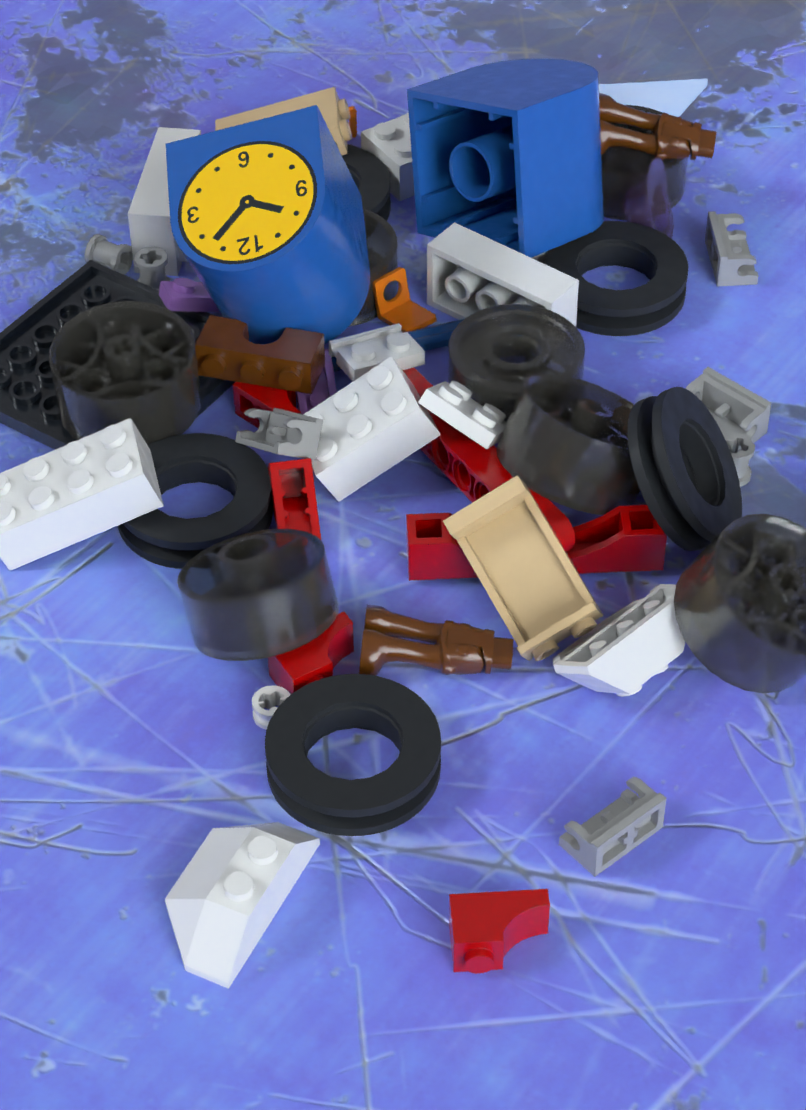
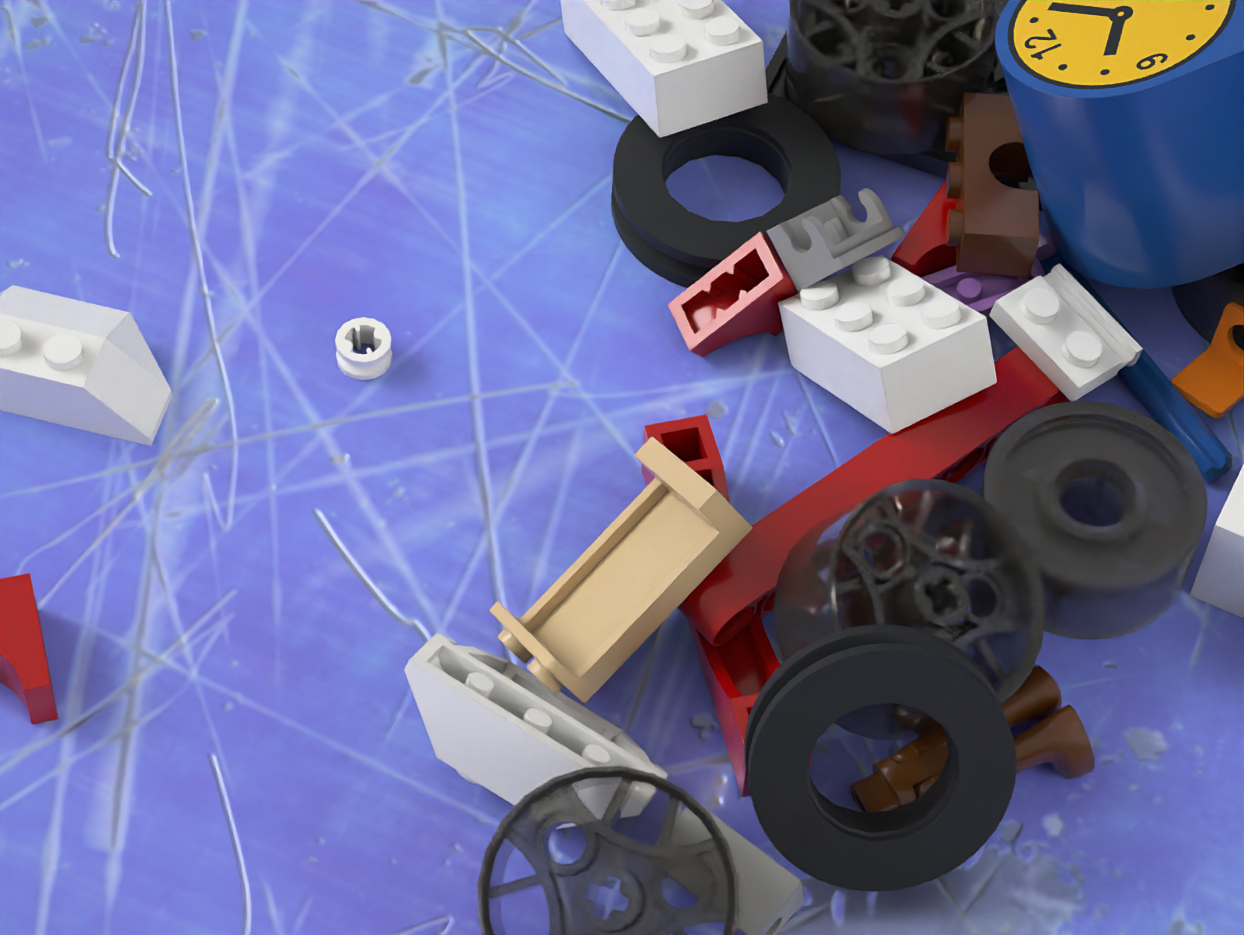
camera: 75 degrees right, 10 degrees up
(258, 594) = (512, 271): clear smoke piece -> none
(314, 659) = (440, 367): red arch -> none
(362, 804) = (285, 522): black tyre -> none
(454, 649) = (506, 539): reddish brown piece -> none
(455, 407) = (925, 434): white plate -> none
(615, 828) = (203, 774): light grey hinge -> none
(732, 405) = (1127, 850): light grey hinge -> none
(741, 457) = (1000, 891): light grey bush -> none

